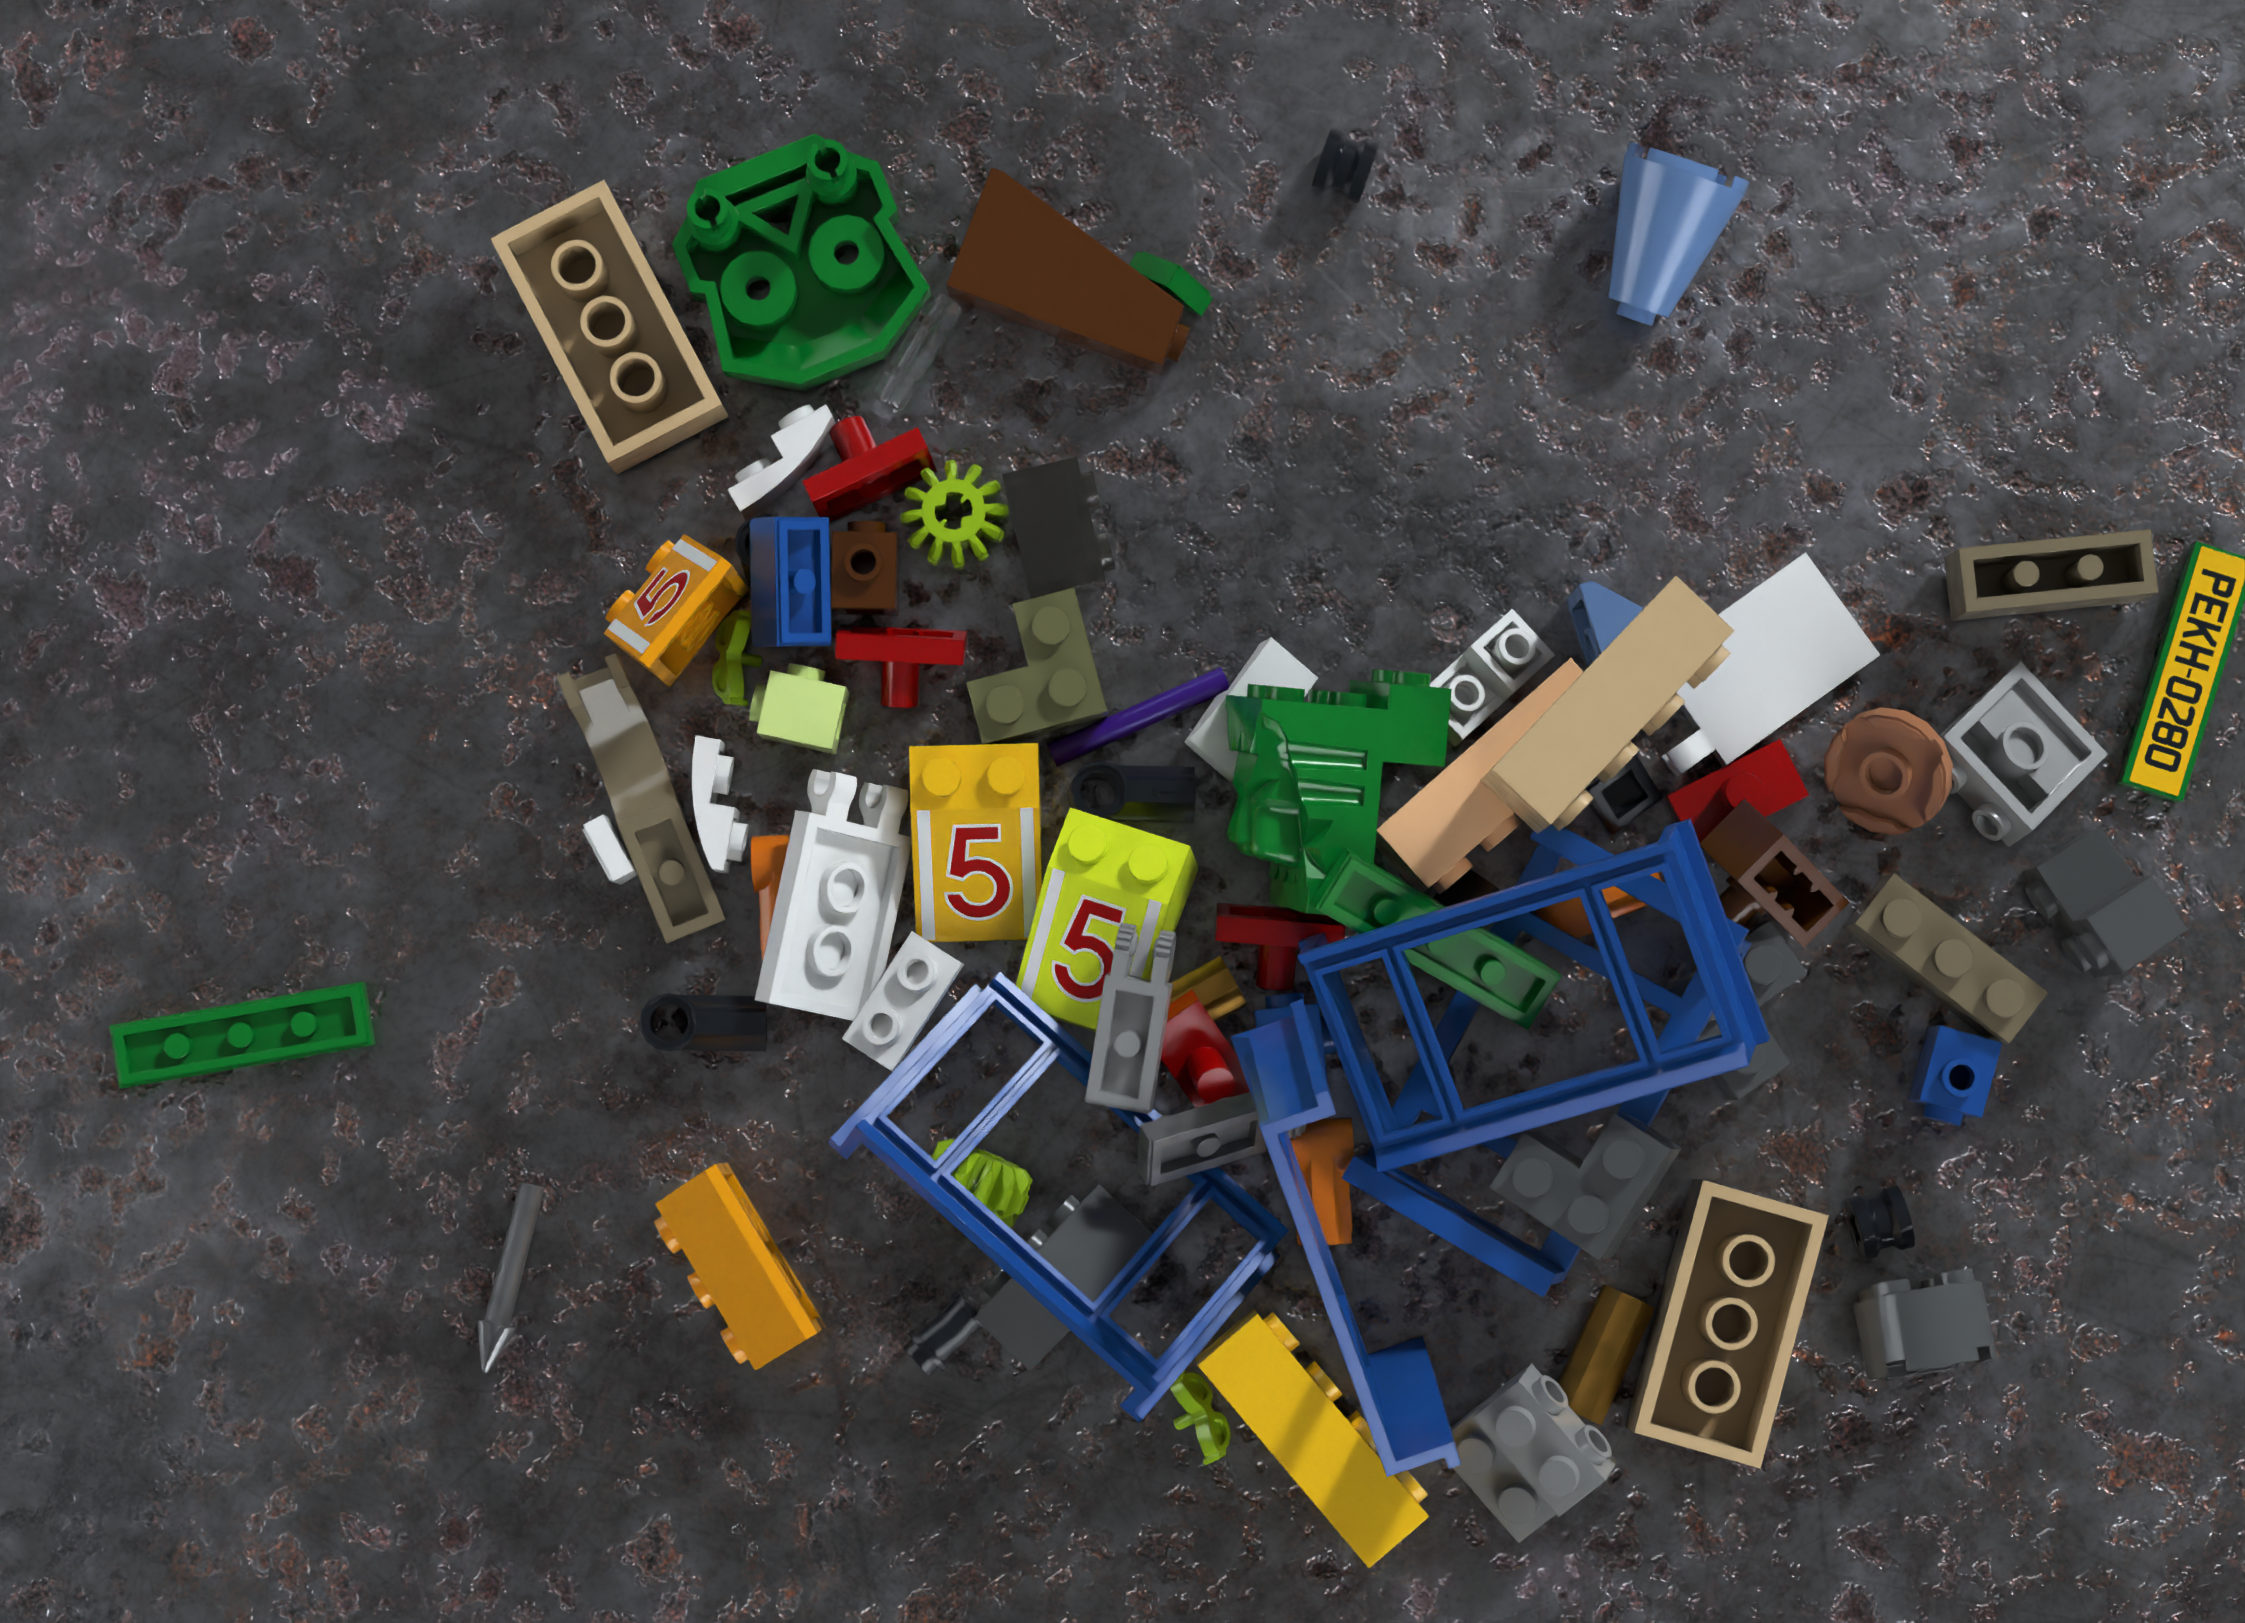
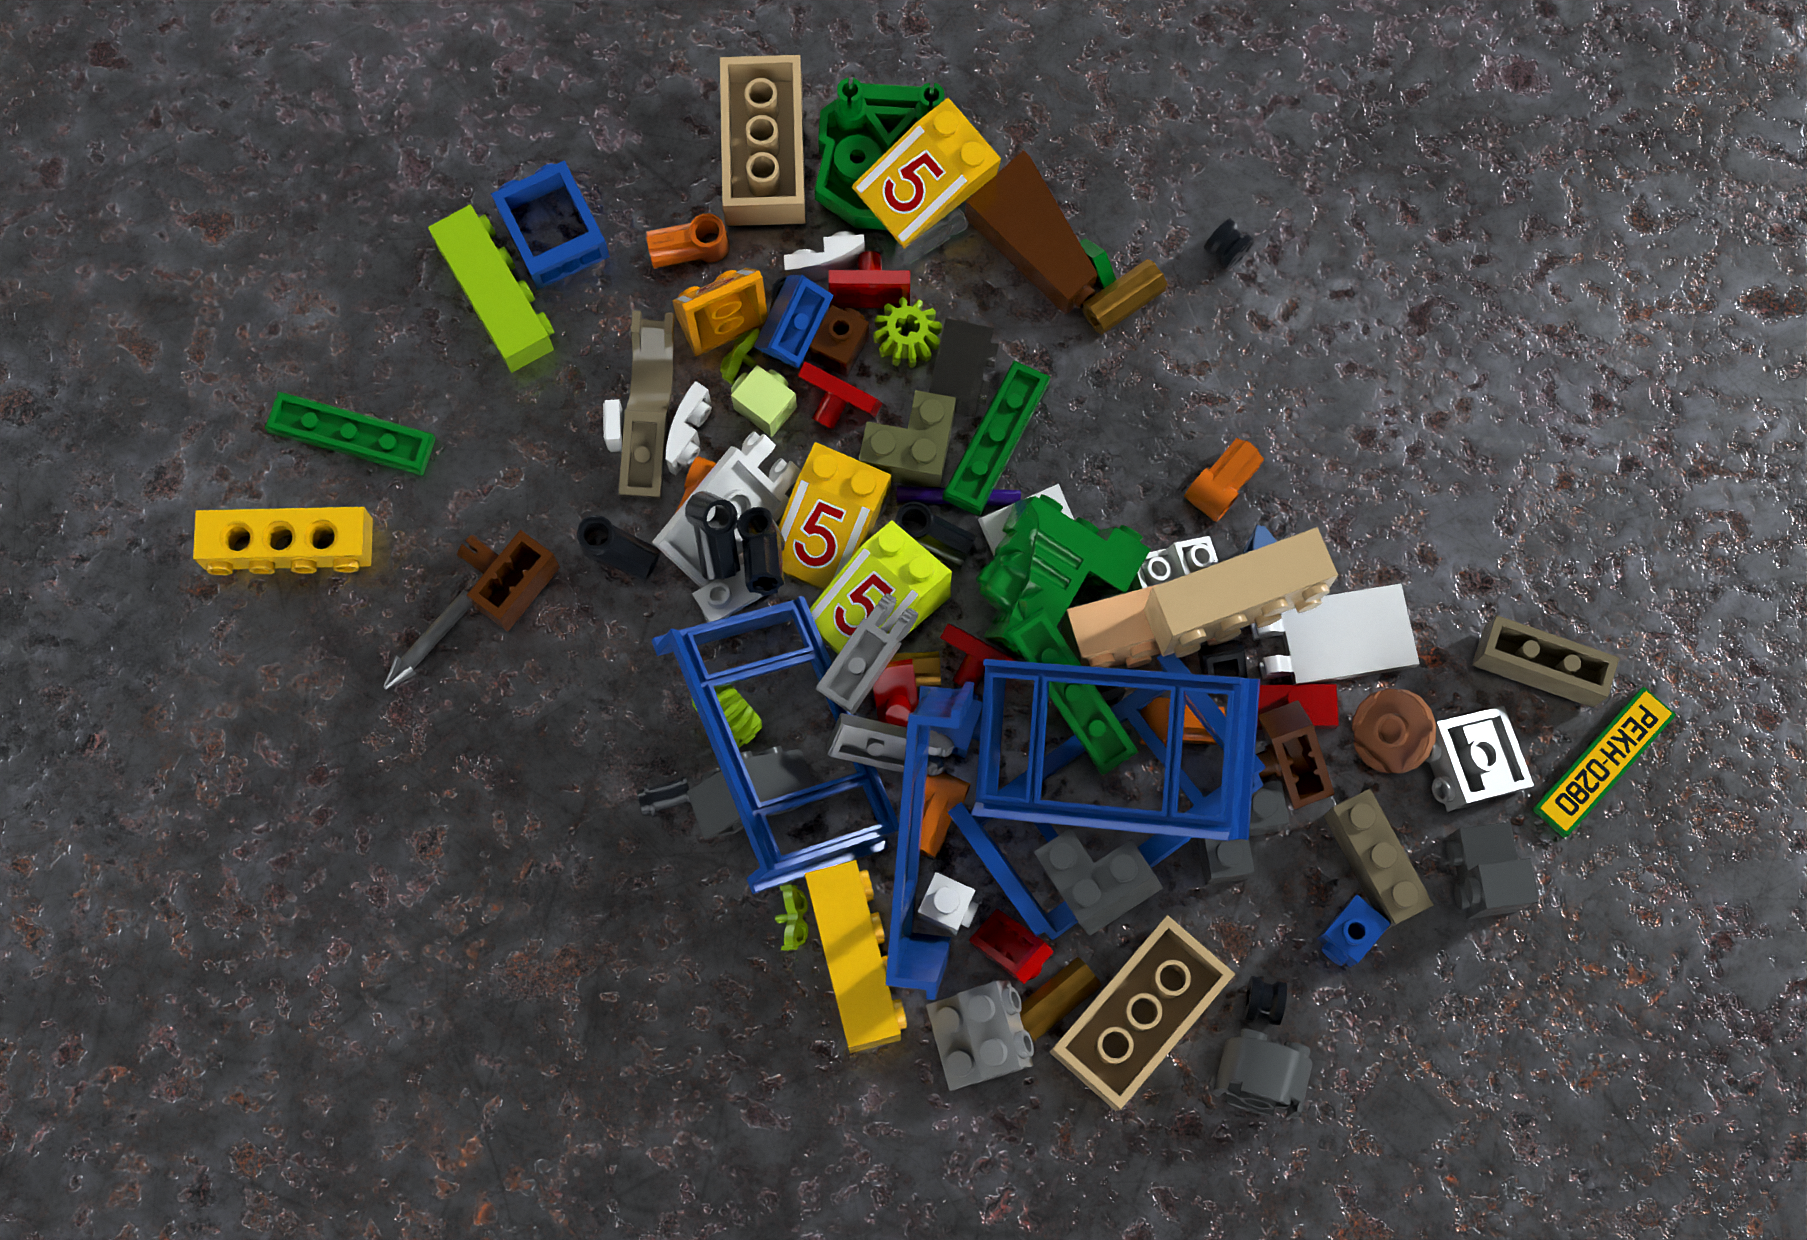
camera: 25 degrees right, 10 degrees down
(138, 1267) = (220, 529): none -> yellow brick
(333, 731) = (491, 287): none -> lime brick
(415, 637) = (567, 257): none -> blue window
(570, 532) = (684, 243): none -> orange piece
(579, 1140) = (508, 579): none -> reddish brown brick
(737, 1266) = (563, 694): light orange slope -> none
(836, 946) = (716, 537): none -> black piece
(875, 278) = (927, 173): none -> yellow slope
(915, 942) = (761, 551): none -> black piece
(1152, 608) = (996, 438): none -> green tile
(1234, 313) = (1124, 296): none -> pearl gold axle
(1400, 1300) = (948, 904): none -> white brick
(1493, 534) = (1219, 486): none -> orange piece
(1511, 1317) = (1011, 946): none -> red tile
(1665, 229) = (1402, 358): medium blue cone -> none

